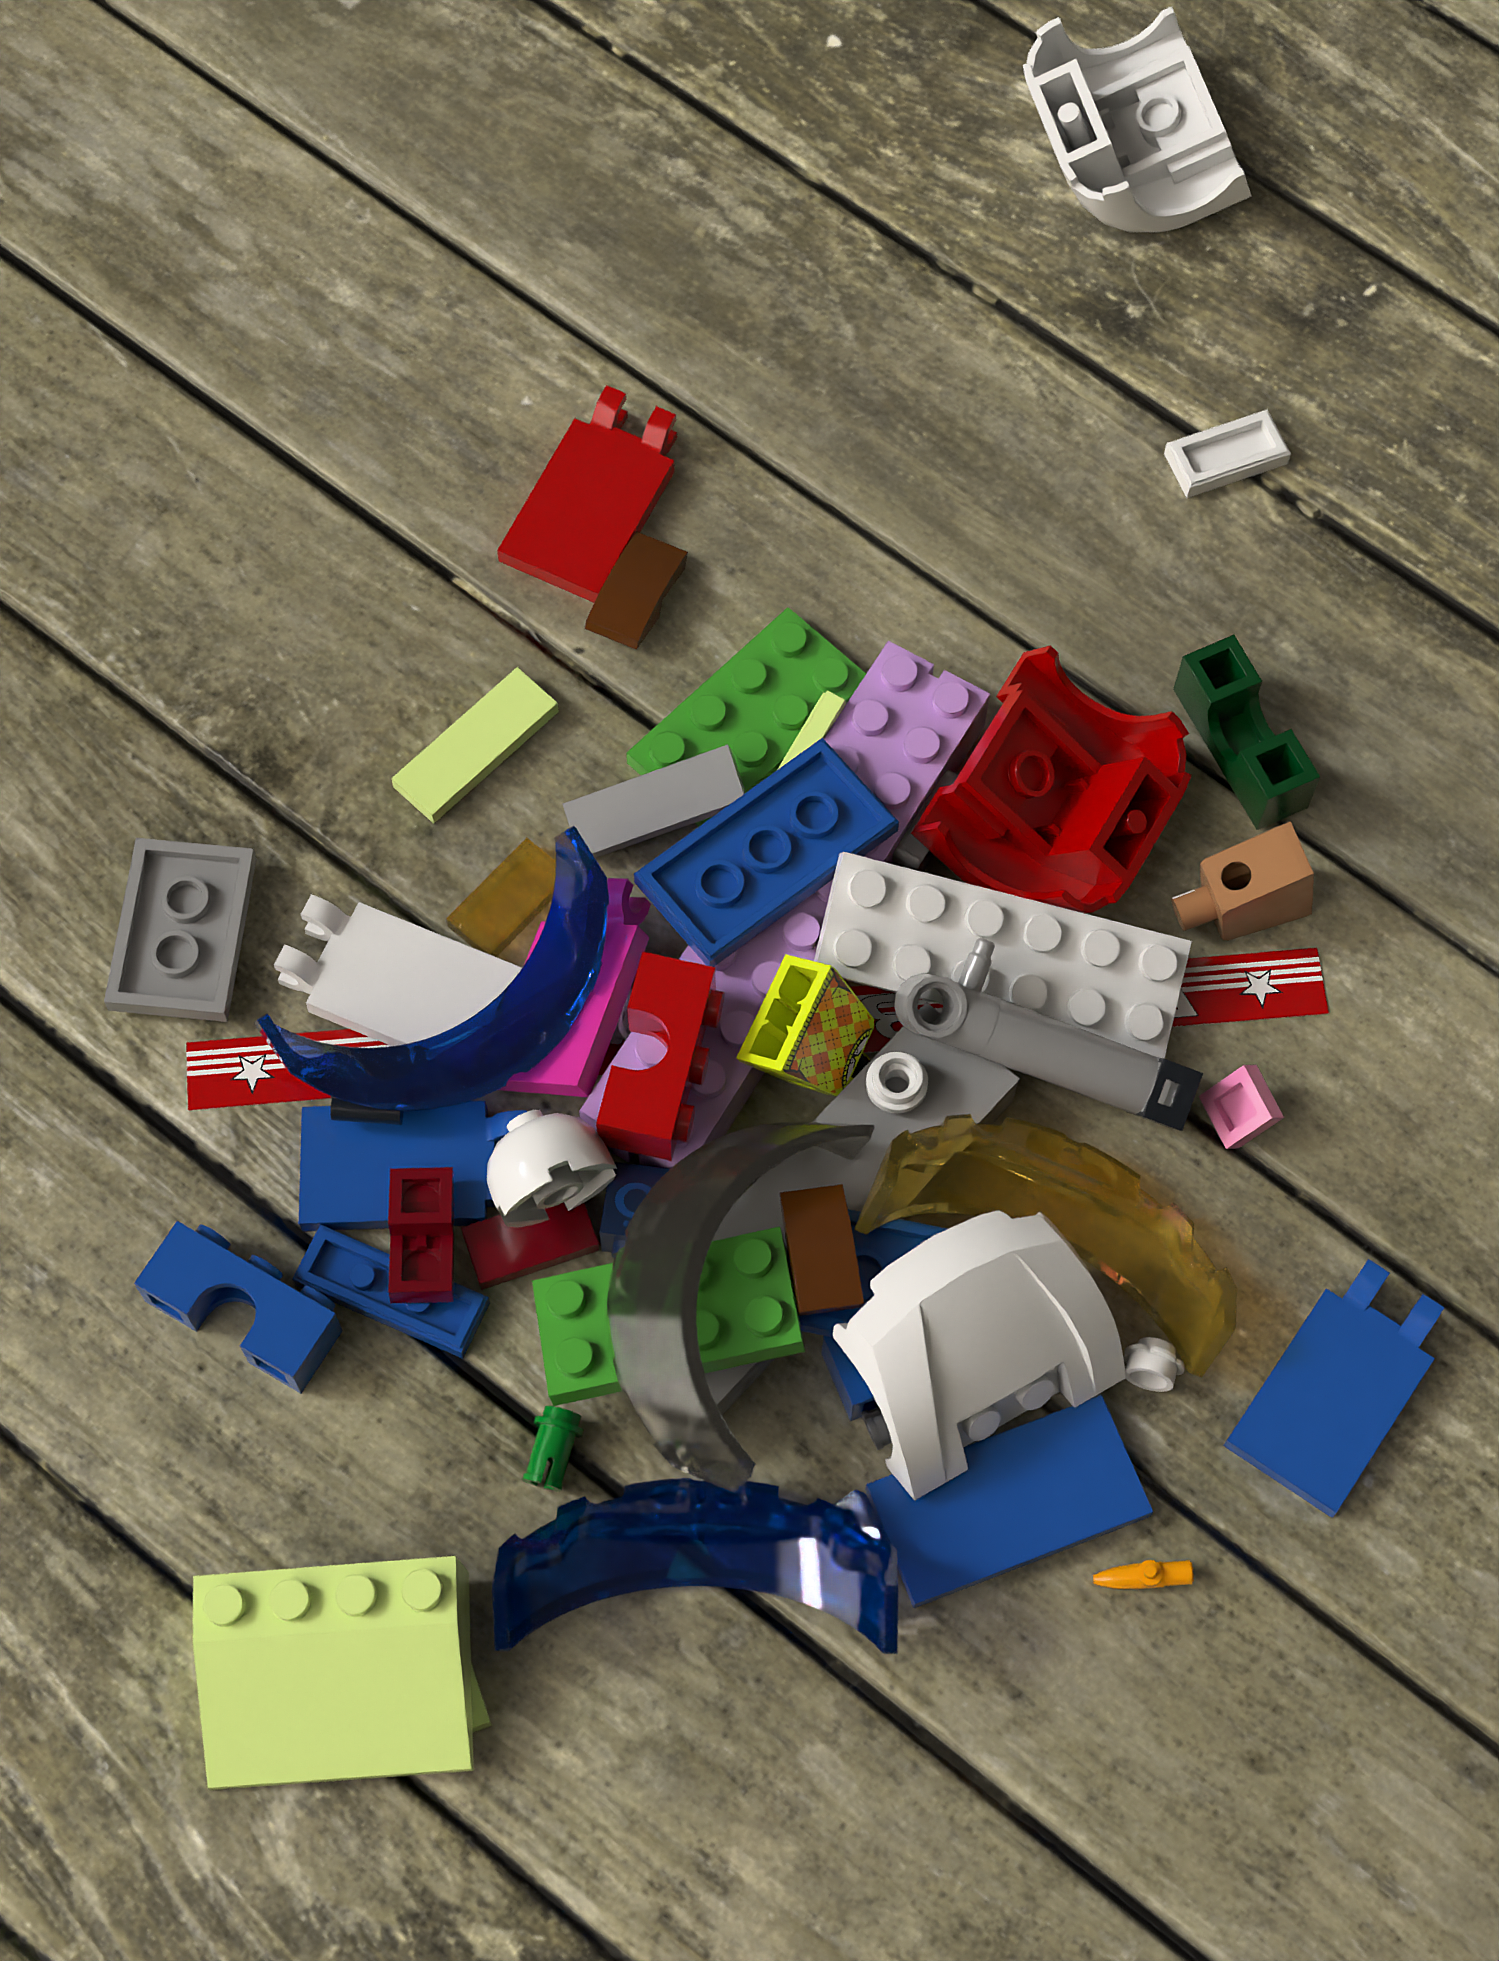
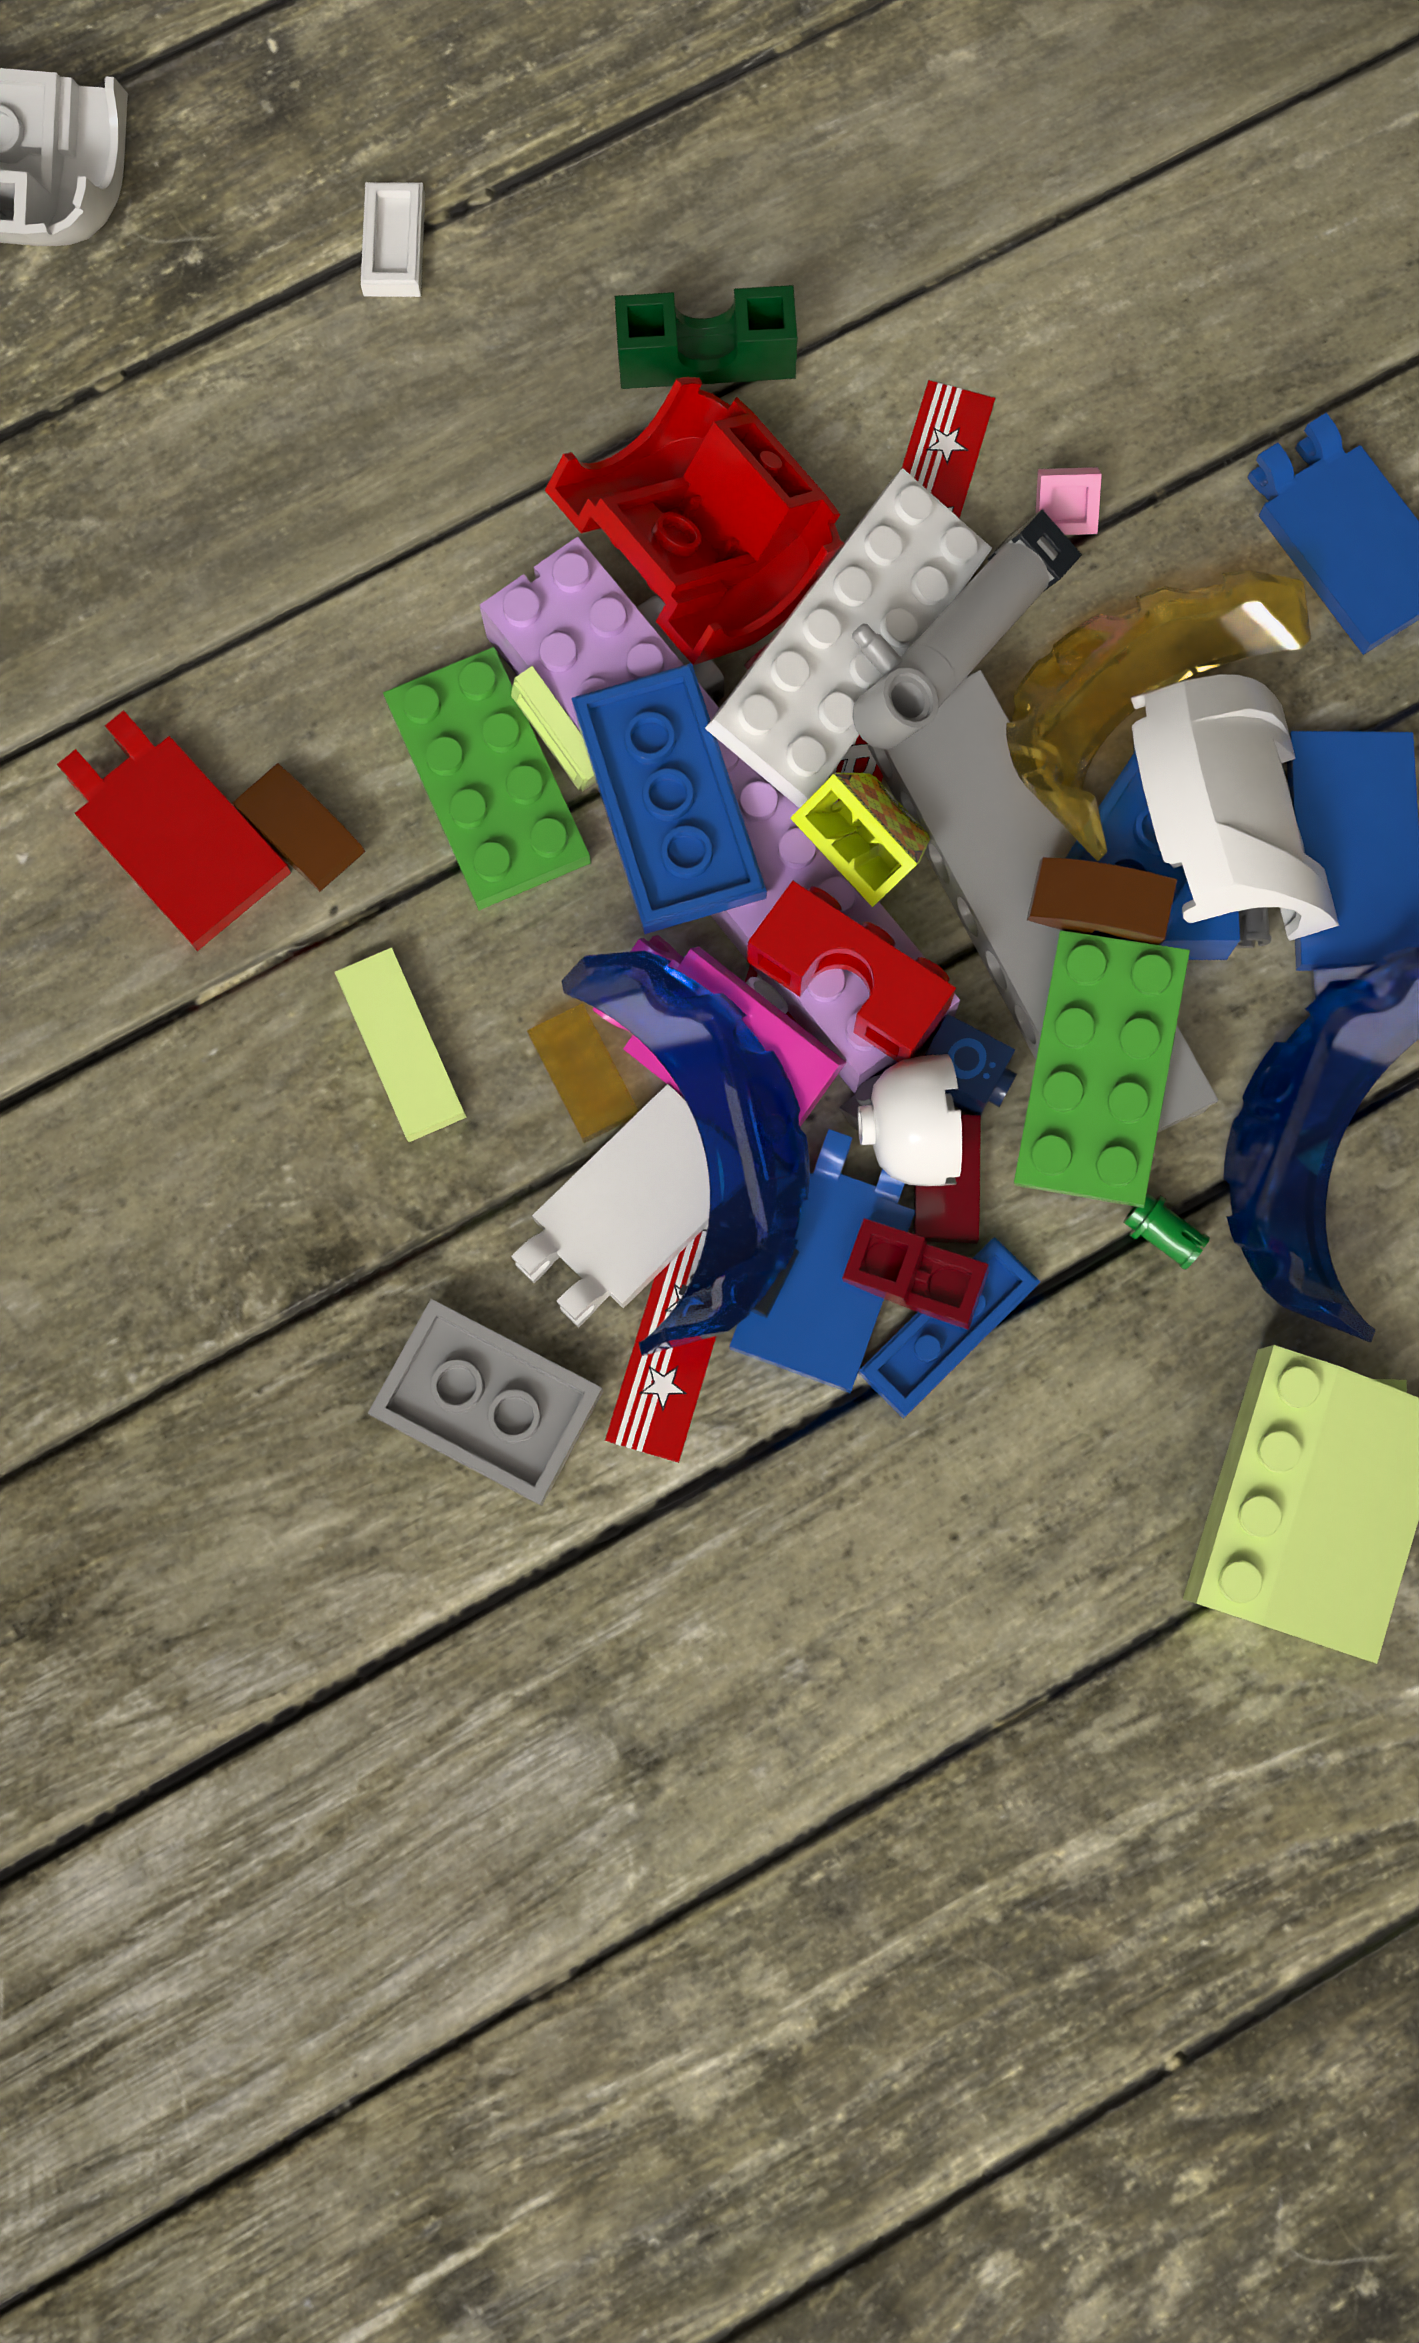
camera: 65 degrees left, 10 degrees up
(198, 1273) = (960, 1433): blue arch -> none
(656, 801) = (548, 890): light grey tile -> none
(658, 1285) = (1080, 1040): clear smoke windscreen -> none
(897, 1065) = (952, 758): white plate -> none
(1152, 1364) = (1280, 673): white plate -> none
(1251, 886) = (865, 396): medium nougat torso -> none

